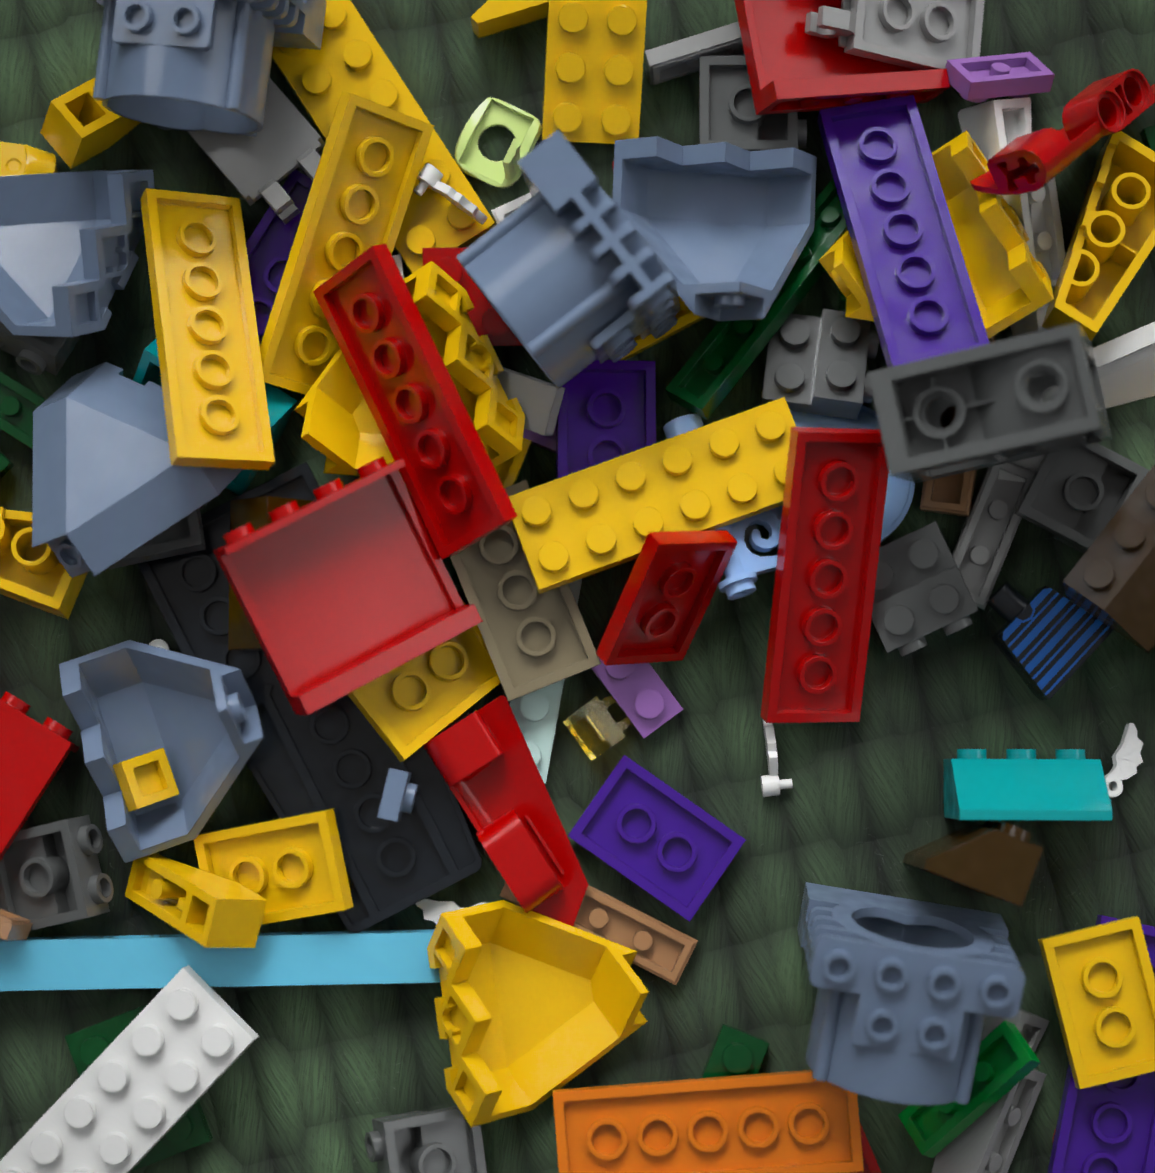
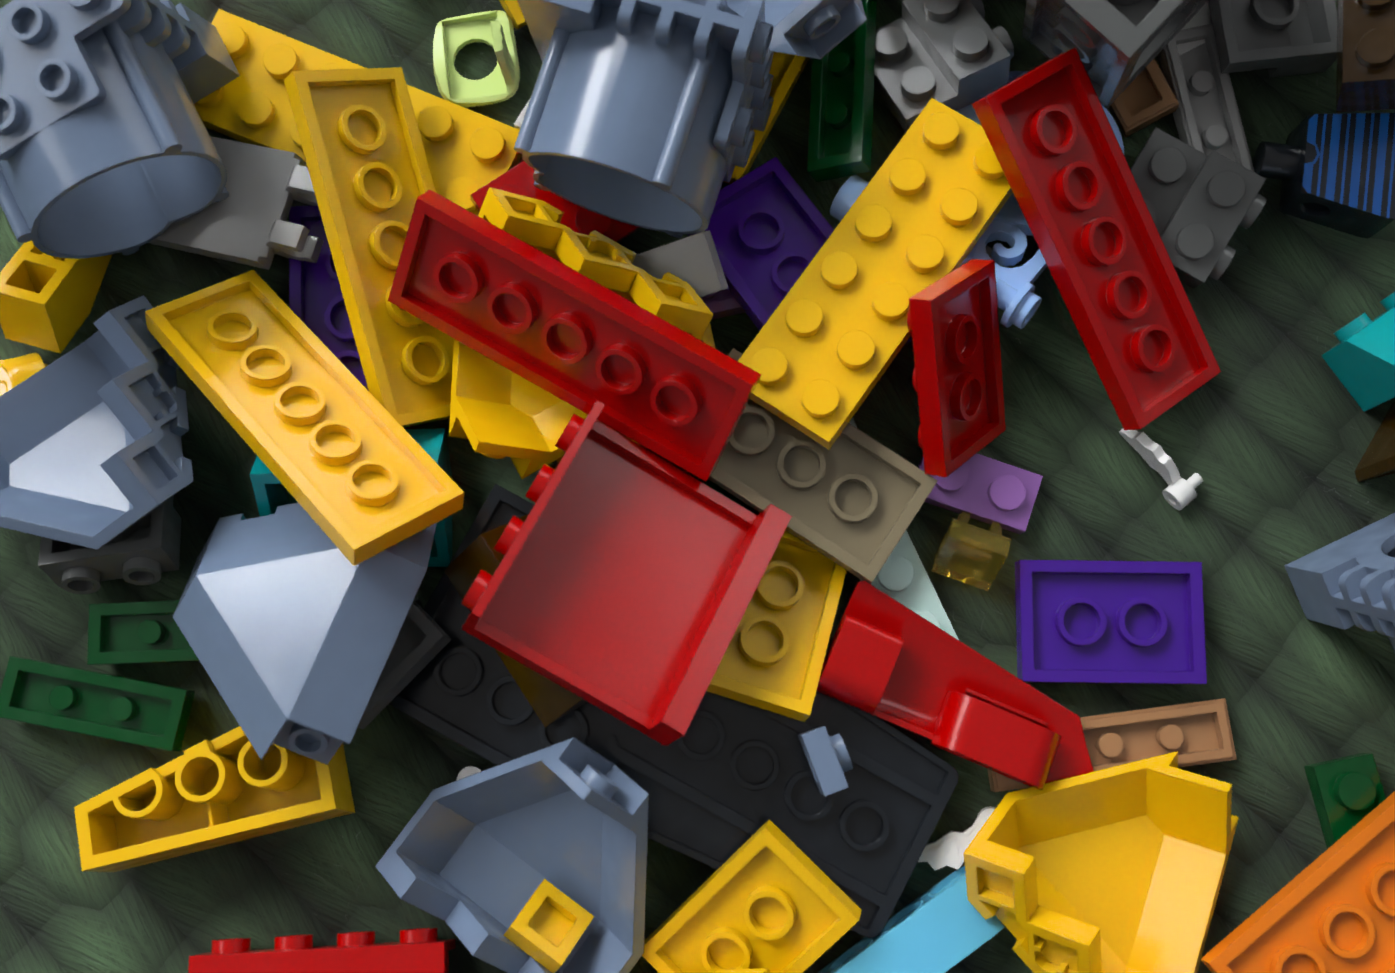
camera: 30 degrees left, 5 degrees down
(431, 176) = (433, 126): white piece -> none

